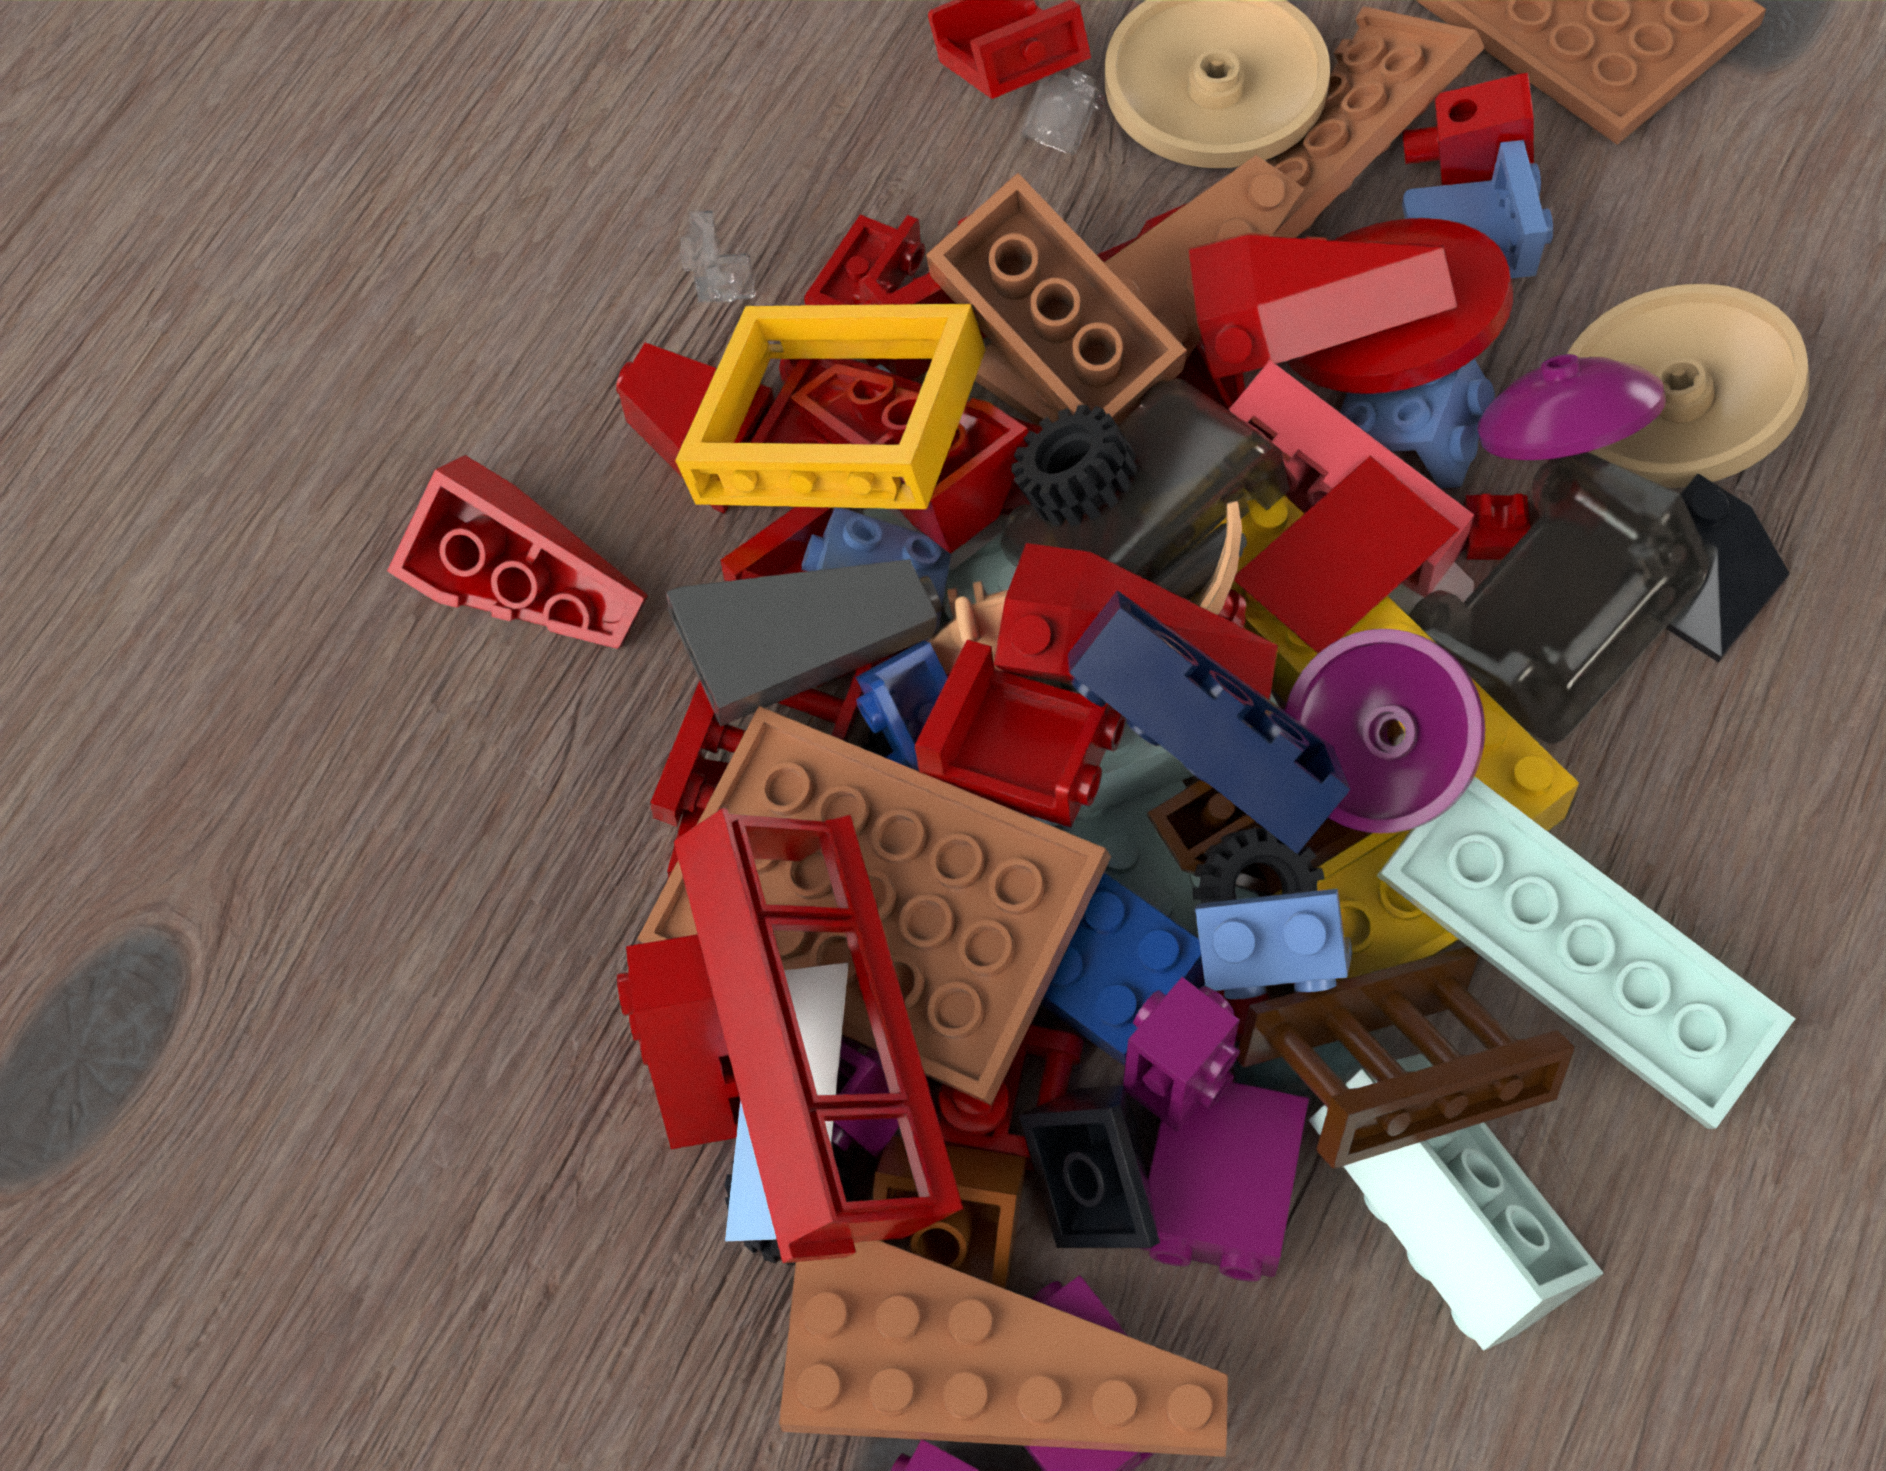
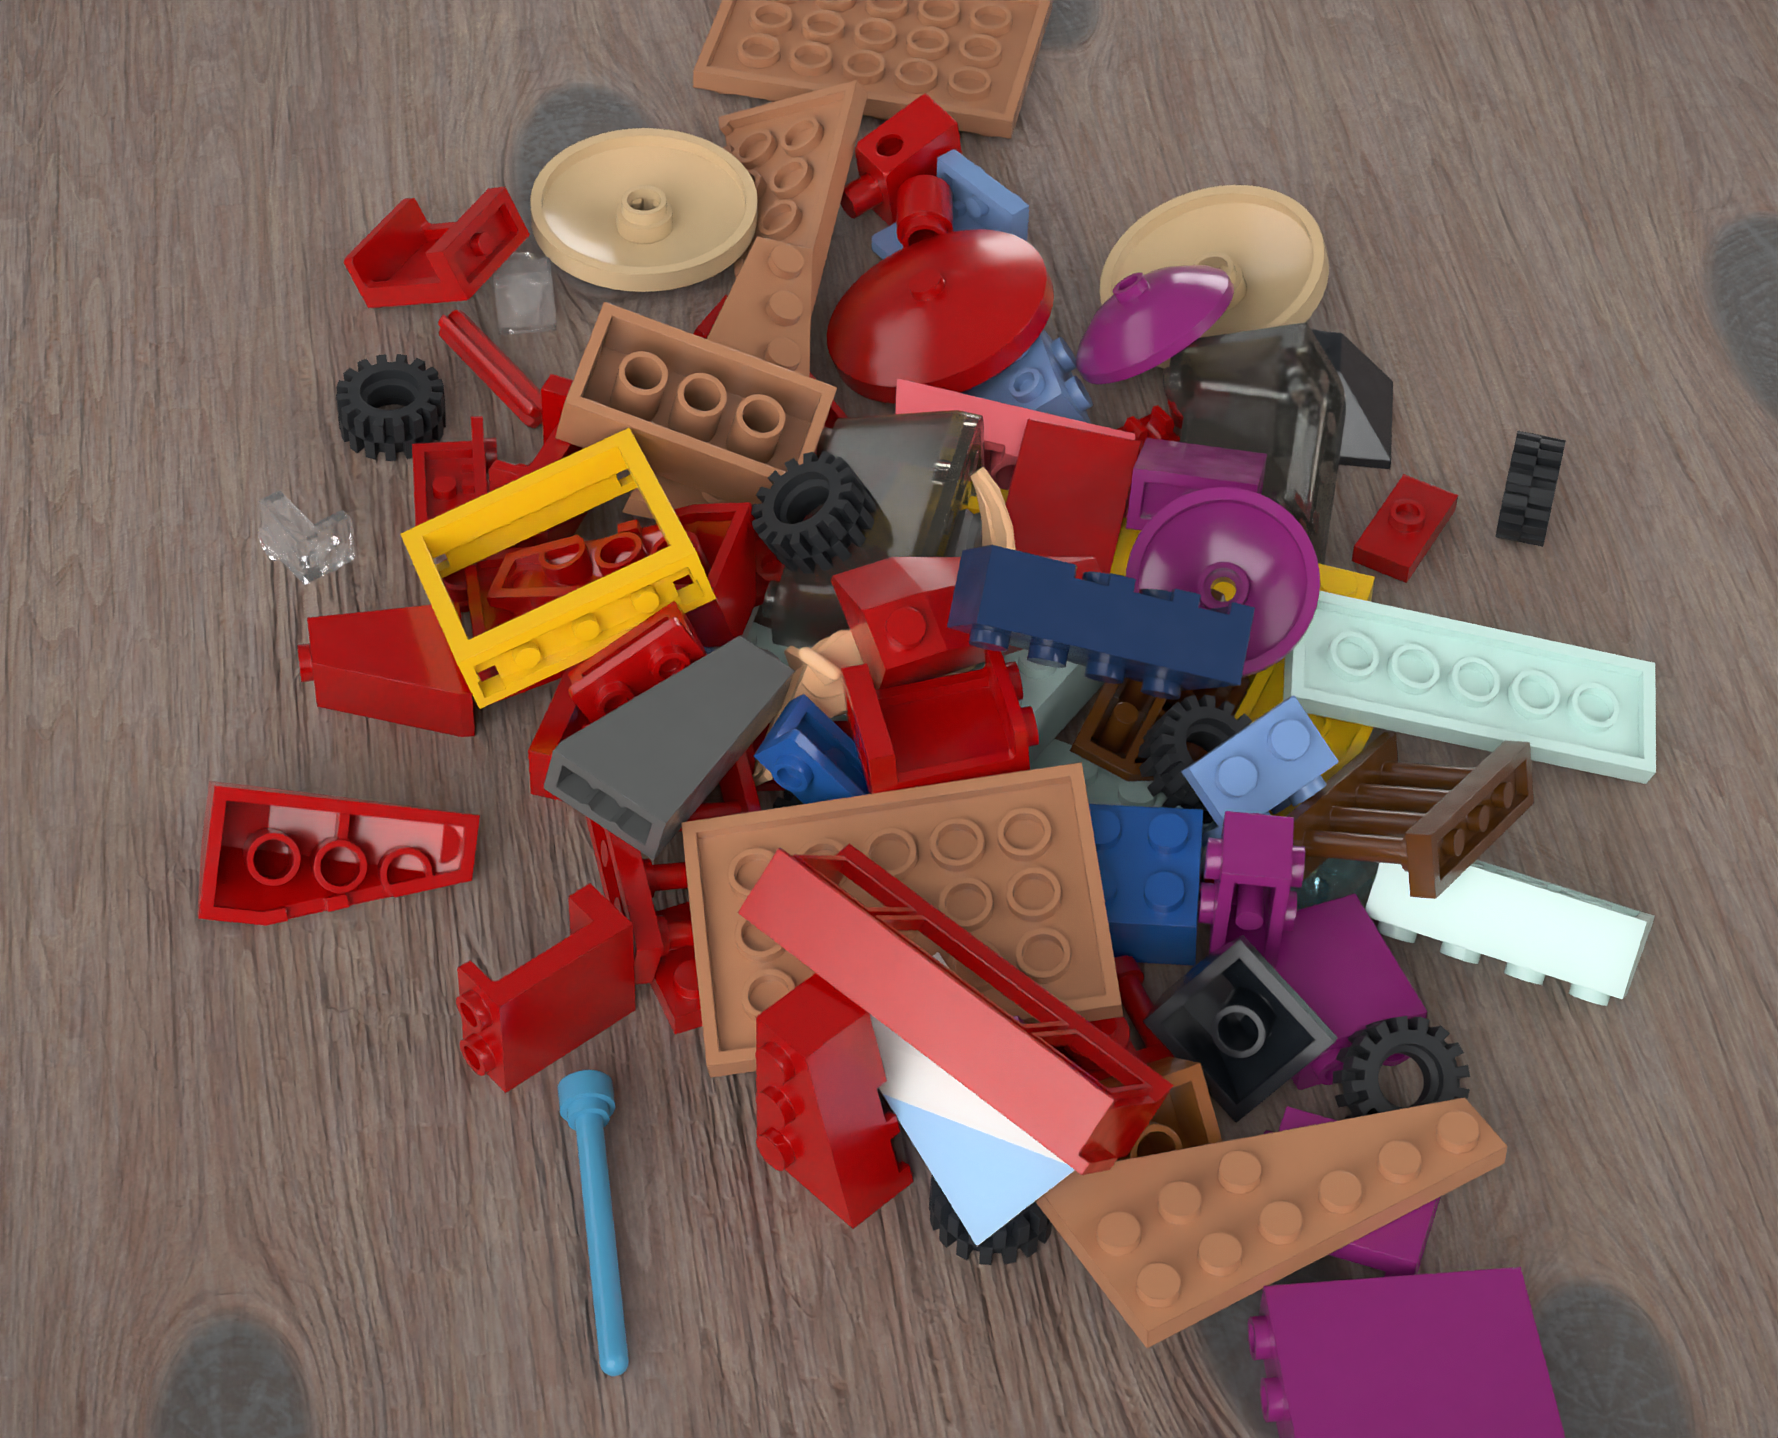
camera: 40 degrees left, 15 degrees down
(540, 913) = (587, 1104): none -> dark azure piece
(568, 805) = (552, 1000): none -> red panel
(822, 536) = (635, 662): none -> red bracket
(870, 145) = (390, 385): none -> black tyre
(988, 149) = (492, 366): none -> red axle
(1214, 1268) = (1403, 1036): none -> black tyre
(1300, 295) = (887, 317): red wedge -> none
(1459, 189) = (923, 209): none -> red brick
(1472, 602) = (1177, 468): none -> magenta panel
(1678, 734) = (1404, 528): none -> red plate
(1817, 764) = (1530, 488): none -> black tyre

